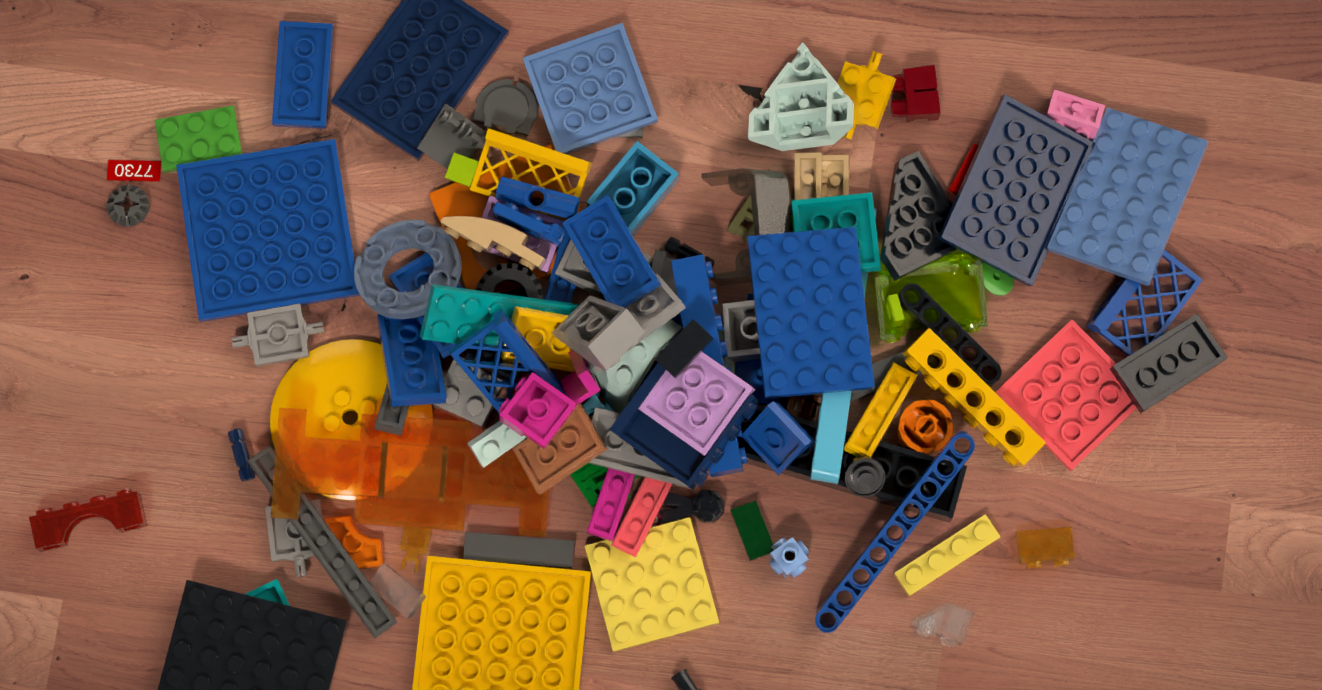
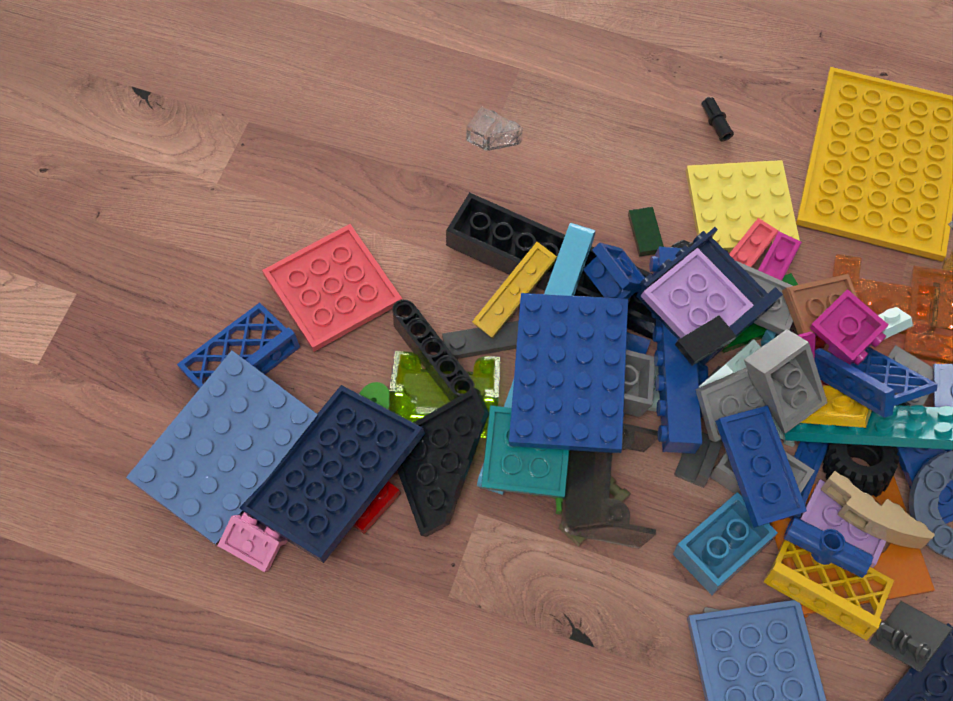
camera: 170 degrees left, 15 degrees down
(461, 170) = (902, 602): lime tile -> none
(506, 107) = (848, 666): dark grey piece -> none
(519, 550) = (873, 254): dark grey tile -> none
(529, 224) = (838, 519): blue hinge -> none
(683, 251) = (671, 478): black axle -> none
(783, 566) = (619, 198): light blue brick -> none
(802, 108) = (534, 599): light aqua wedge -> none
(821, 175) = (526, 525): tan slope -> none
(864, 476) = (543, 229): black plate -> none
(867, 90) = (467, 602): yellow plate -> none
(891, 545) = (520, 189): blue beam -> none
(894, 310) = (480, 375): lime tile -> none
(919, 94) = (406, 593): dark red hips -> none
(925, 427) = (475, 276): orange brick -> none
(946, 555) = (478, 182): light yellow plate -> none
(1027, 442) = (413, 287): yellow brick -> none
(1045, 546) = (389, 172): clear yellow bracket -> none
(1168, 363) = (234, 291): plate -> none

